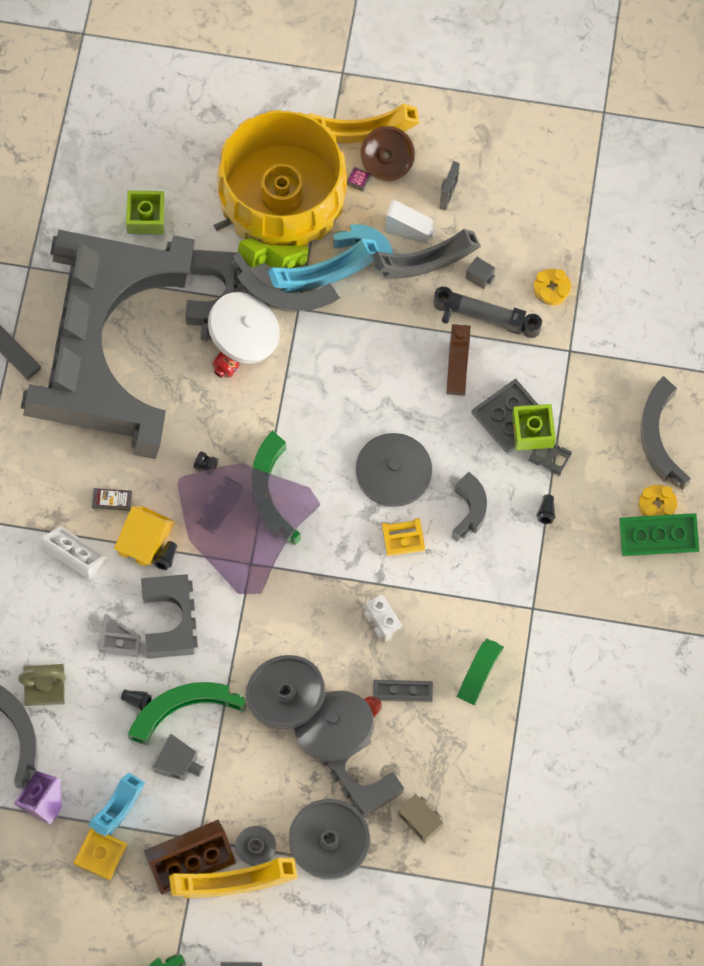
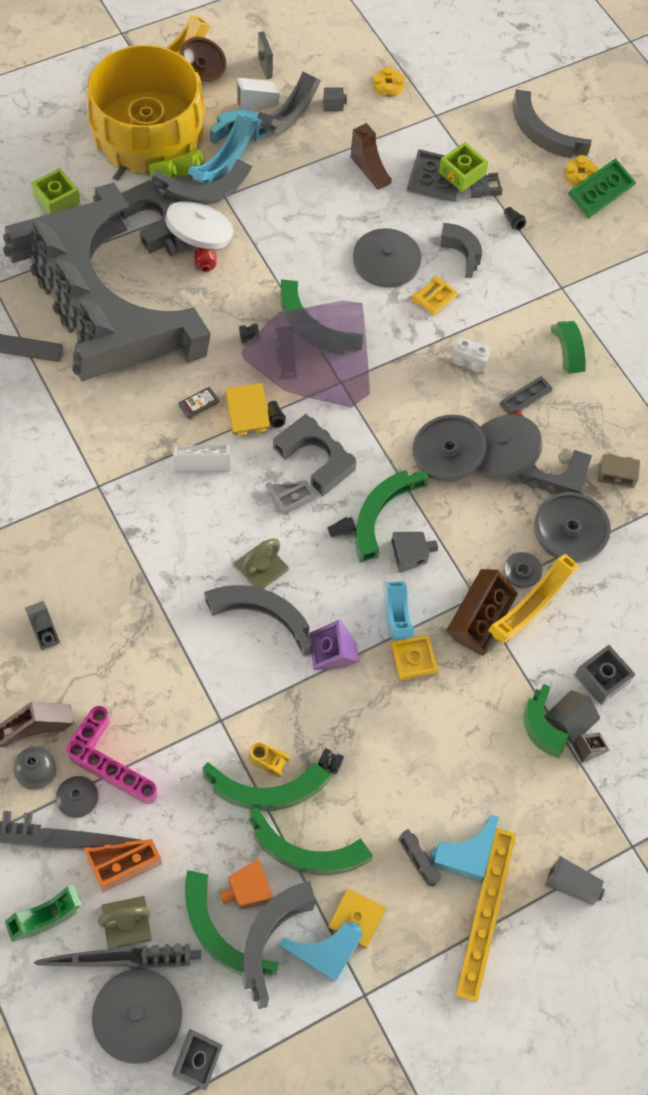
camera: 40 degrees left, 5 degrees down
(513, 319) = (383, 115): piece -> none

